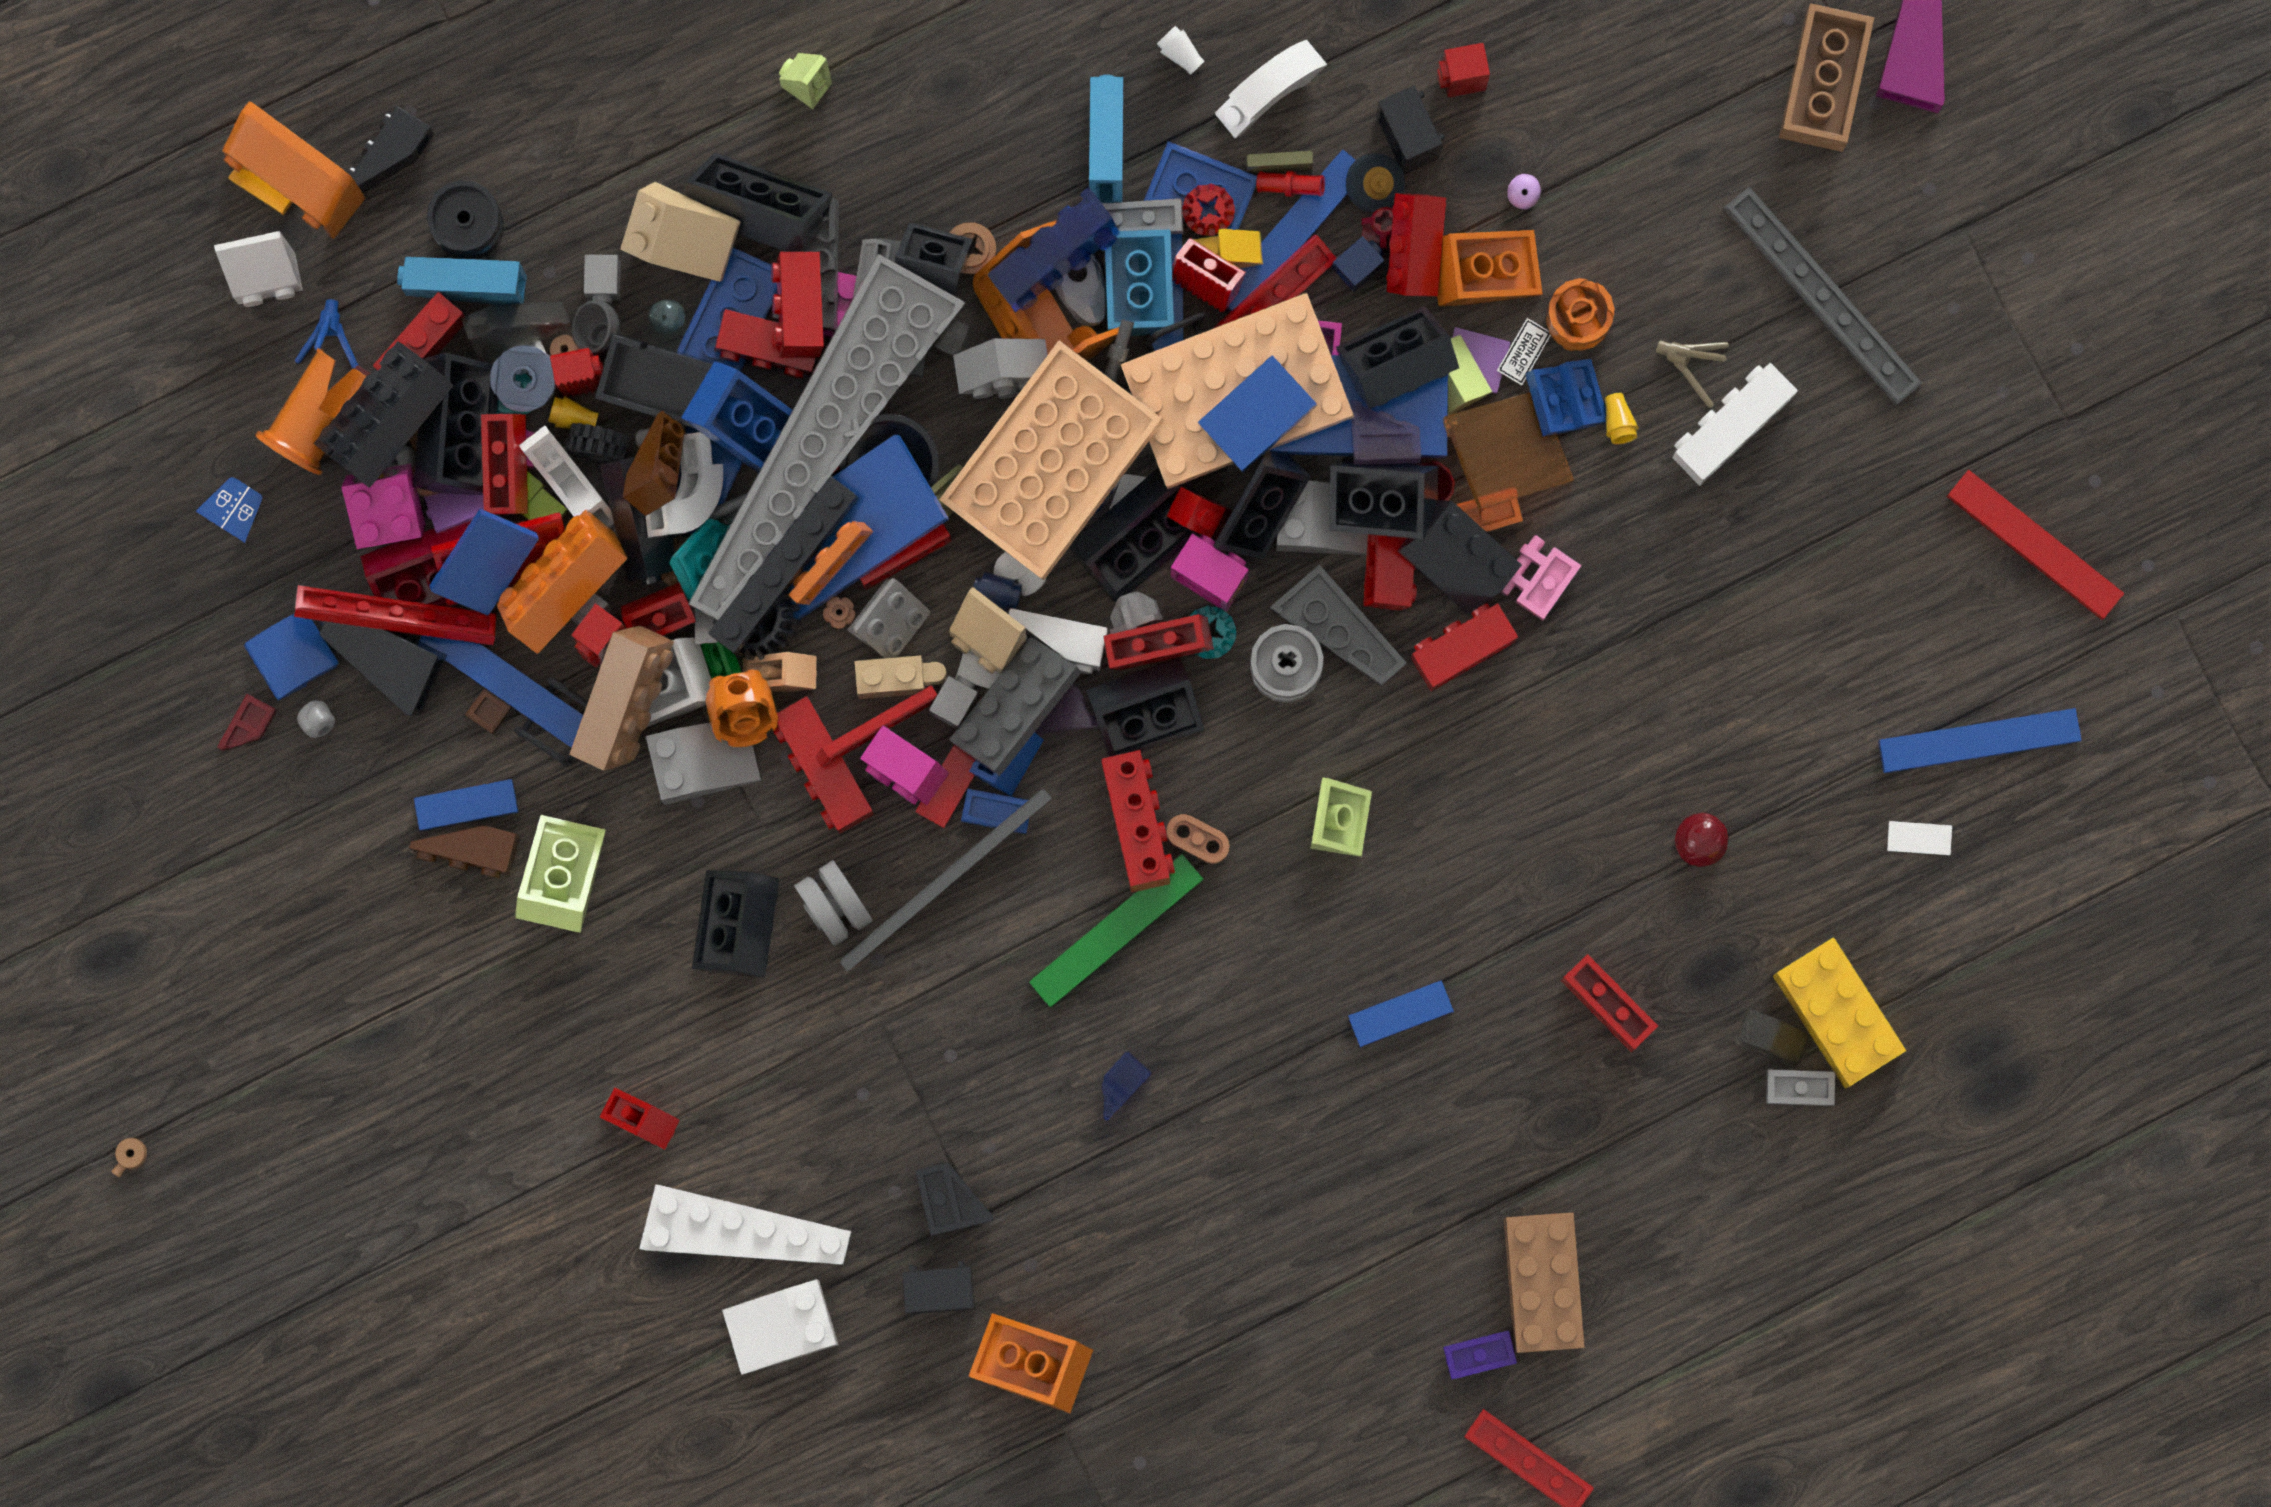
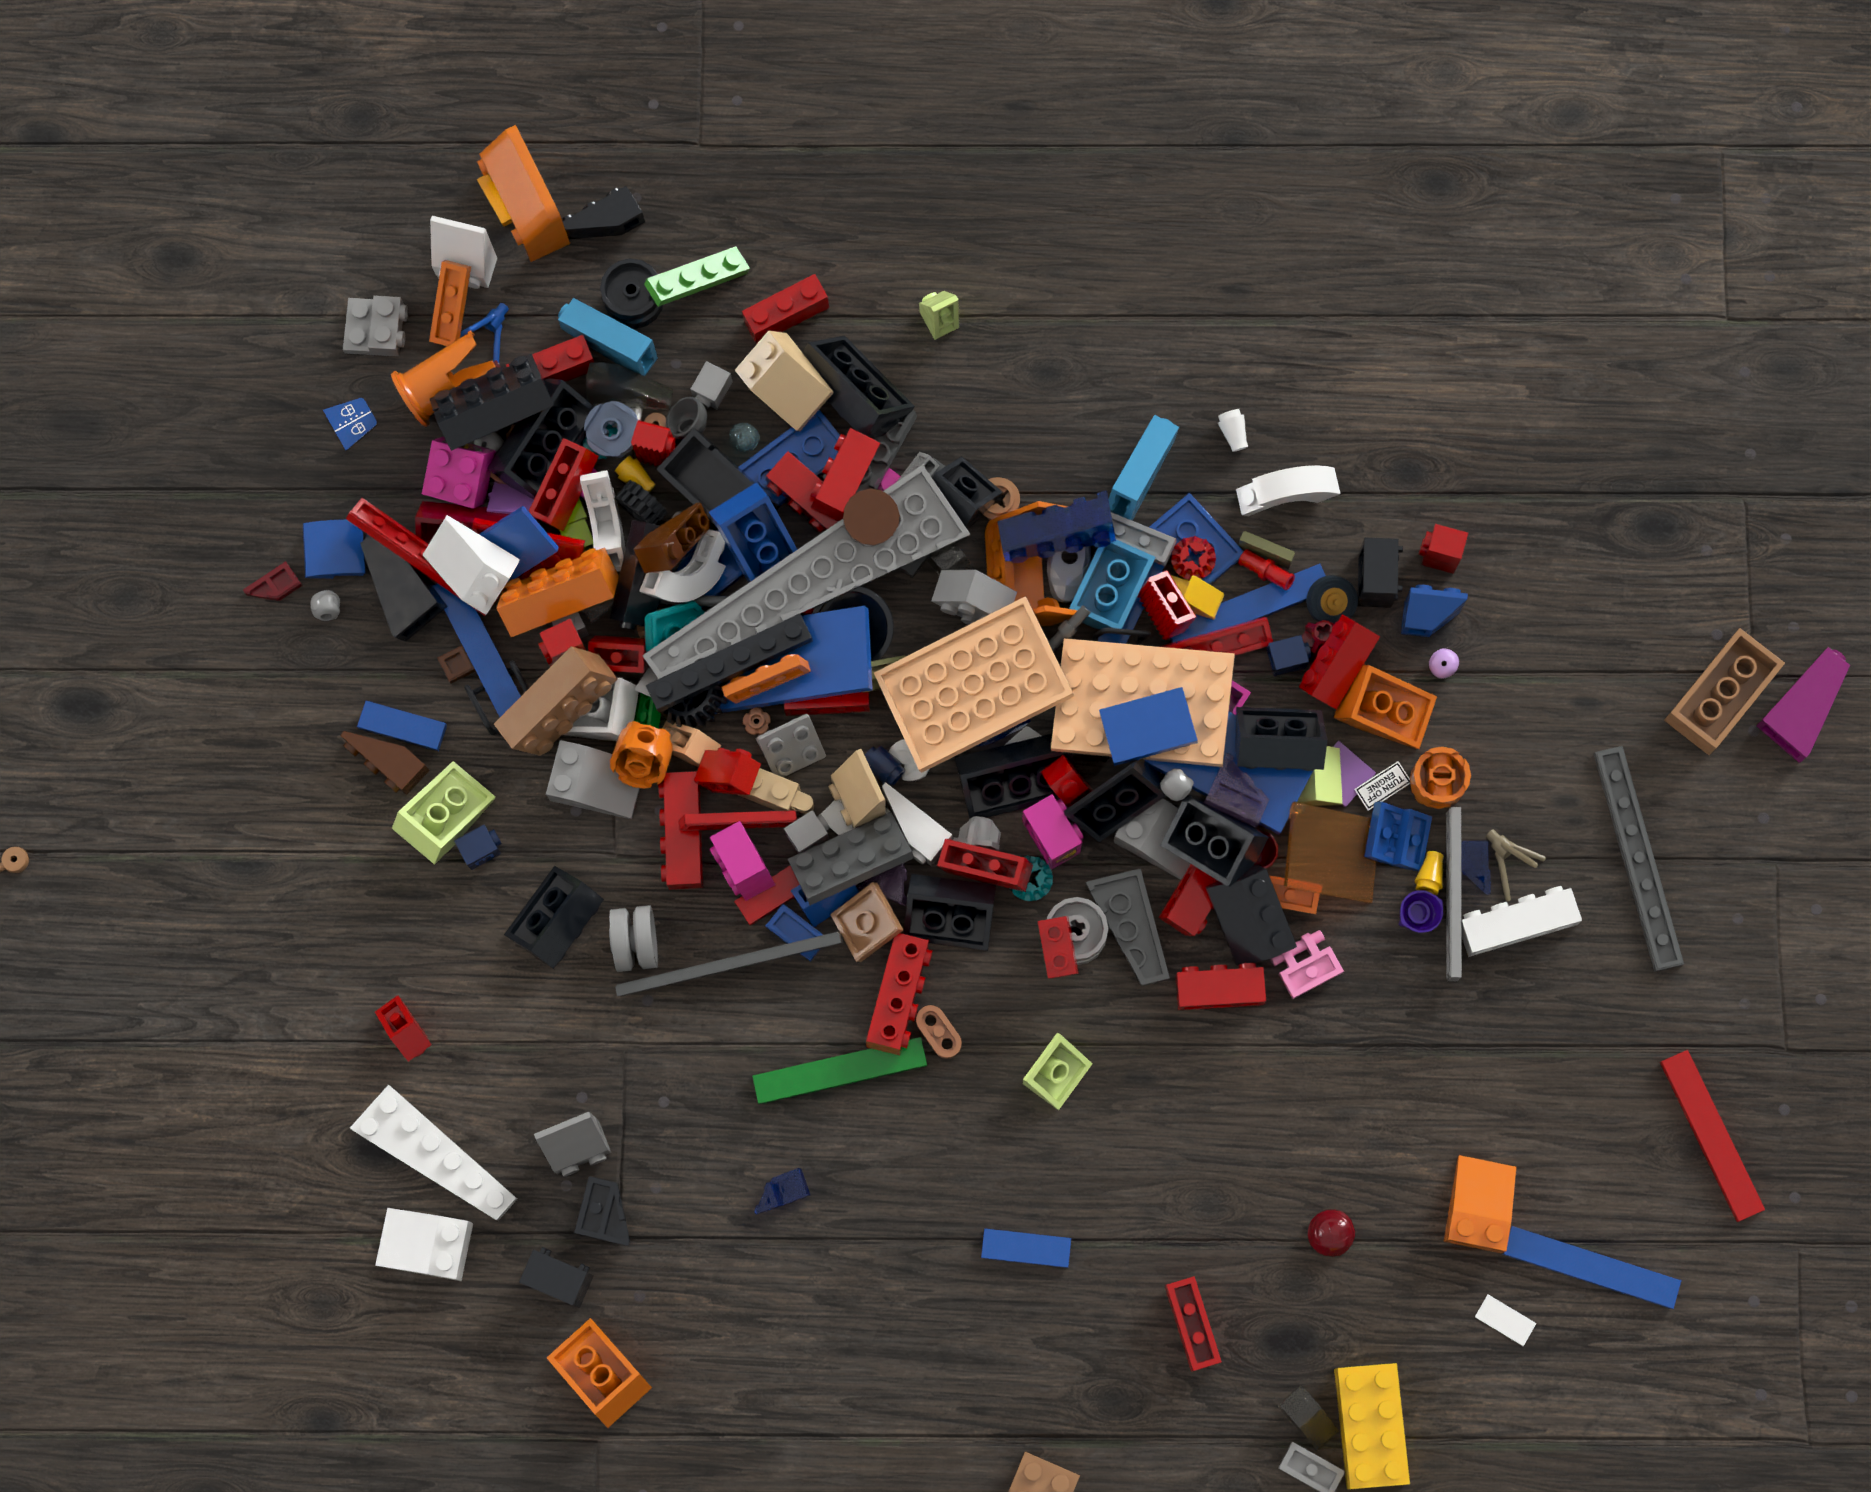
camera: 30 degrees right, 5 degrees down
(204, 392) = (375, 326): none -> light grey plate
(275, 329) = (450, 303): none -> orange plate
(453, 598) = (470, 564): none -> white slope
(526, 167) = (696, 276): none -> plate
(617, 890) = (478, 846): none -> dark blue brick
(638, 155) = (786, 308): none -> red brick
(840, 680) = (727, 771): none -> red brick
(854, 337) = (871, 517): none -> reddish brown tile
(885, 1145) = (573, 1144): none -> light grey slope
(1065, 763) = (866, 922): none -> medium nougat tile
(1280, 690) = (1058, 947): none -> red brick
(1316, 459) = (1176, 784): none -> light grey piece
(1481, 143) = (1430, 609): none -> blue slope
(1629, 464) = (1421, 911): none -> dark purple hat
(1653, 428) = (1453, 894): none -> light grey tile
(1658, 385) = (1475, 863): none -> clear blue slope
(1838, 734) = (1481, 1205): none -> orange slope

